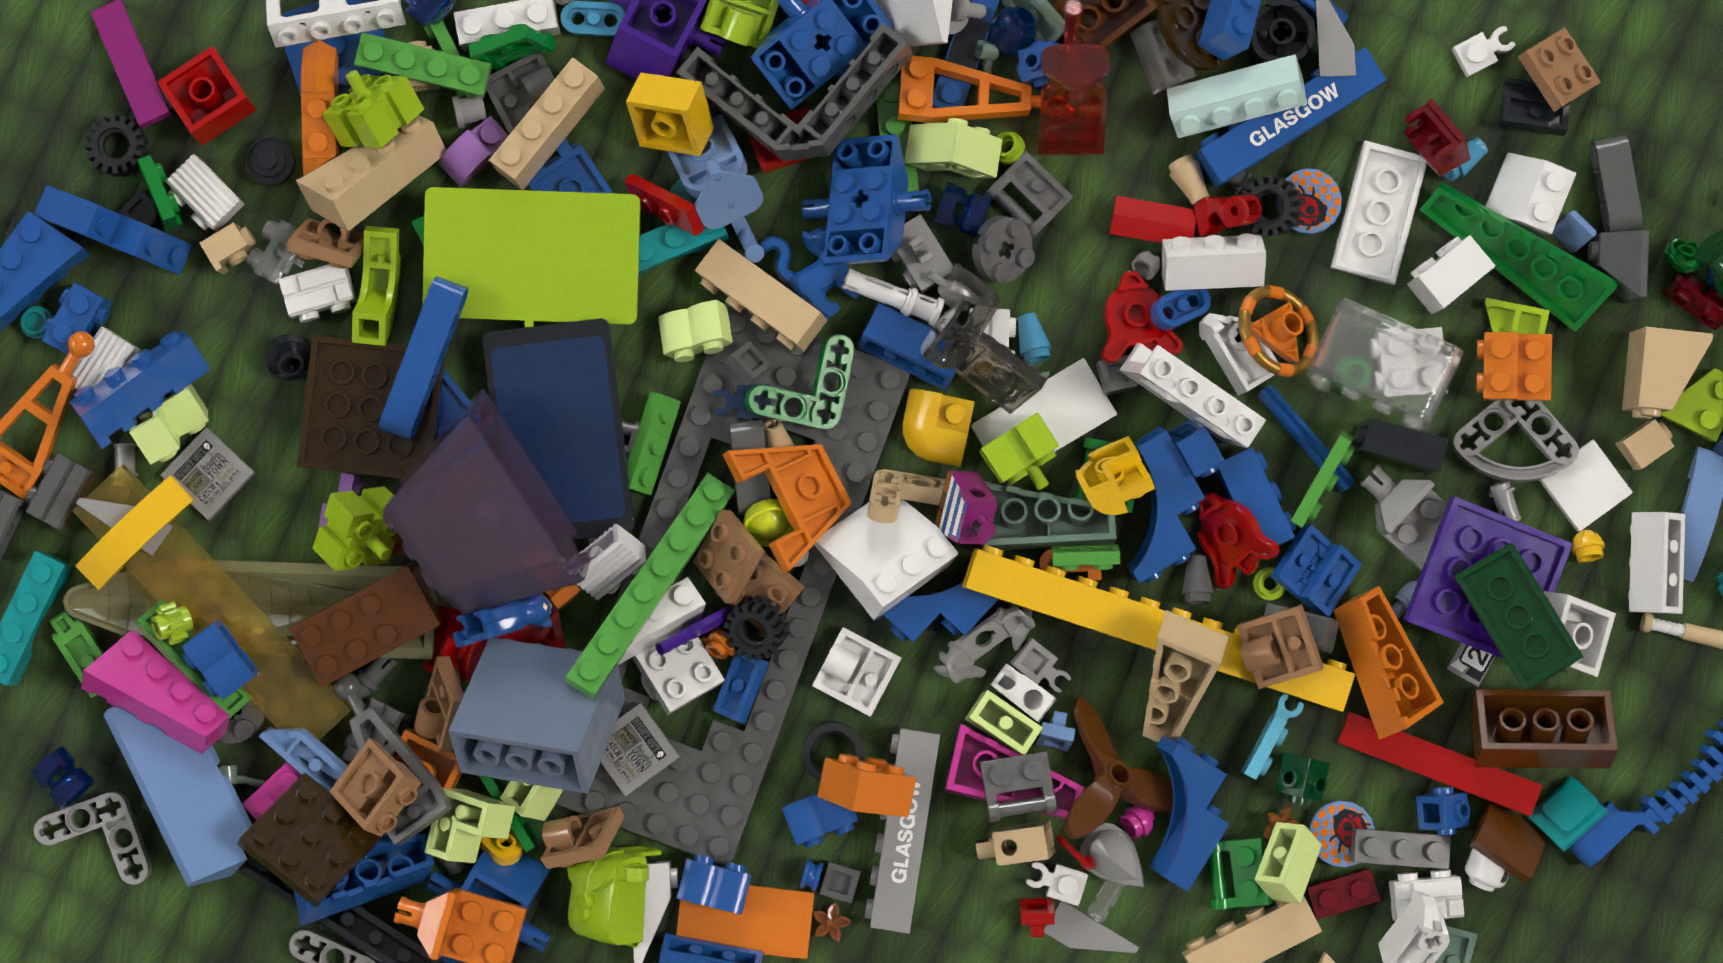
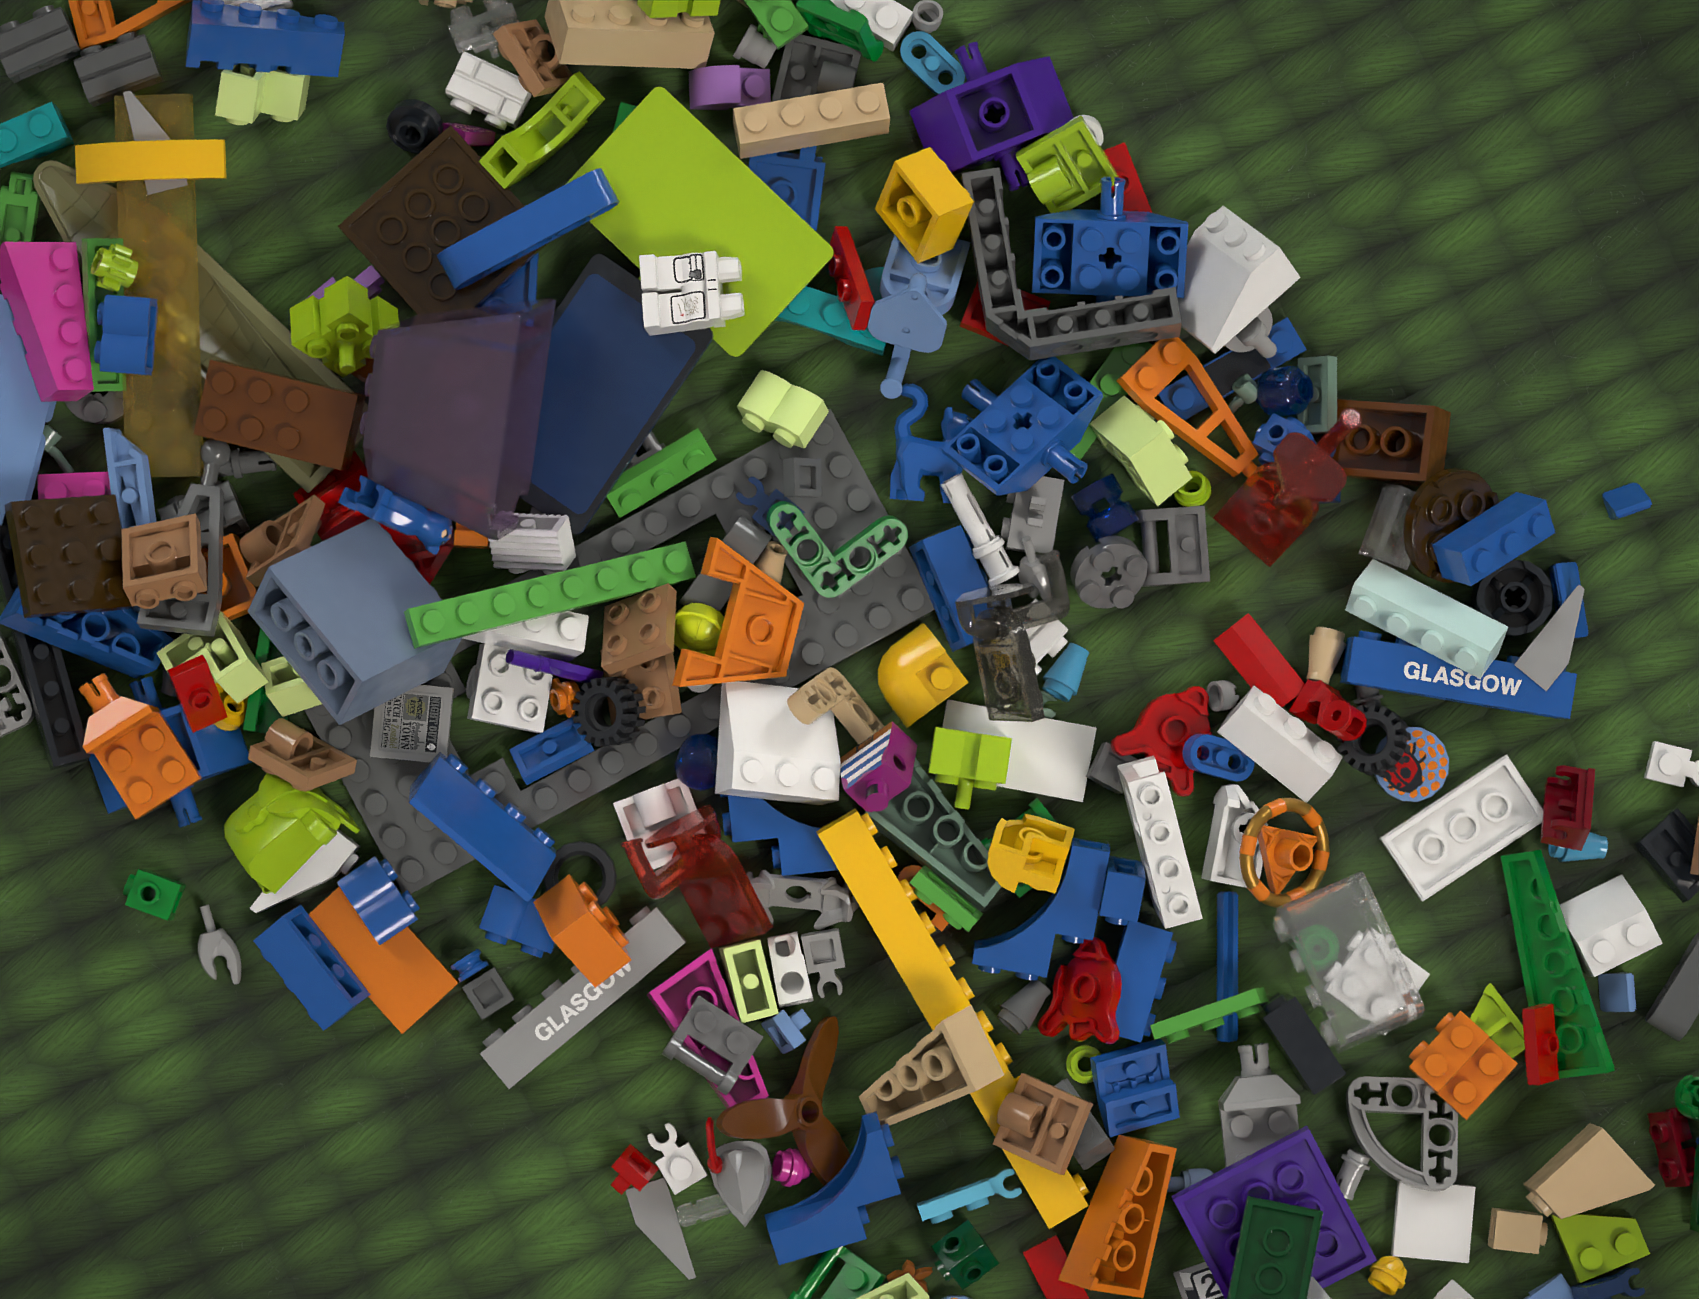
camera: 35 degrees right, 0 degrees up
(125, 455) = (199, 87): light grey pin -> none
(209, 473) = (258, 165): light grey tile -> none
(334, 328) = (473, 135): none -> magenta tile
(475, 855) = (197, 693): none -> red plate
(565, 306) = (688, 292): none -> white hips
(740, 776) = (483, 825): none -> blue slope
(760, 295) = (864, 429): tan brick -> none
(830, 922) = (450, 1021): dark orange plant -> none
(844, 609) = (697, 762): none -> clear blue head
(914, 678) = (706, 875): none -> clear red plate
(1032, 840) = (683, 1103): tan torso -> none
(1456, 269) = (1476, 935): white brick -> none
(1555, 308) = (1540, 1044): none -> red plate
(1623, 258) = (1637, 1054): dark grey slope -> none

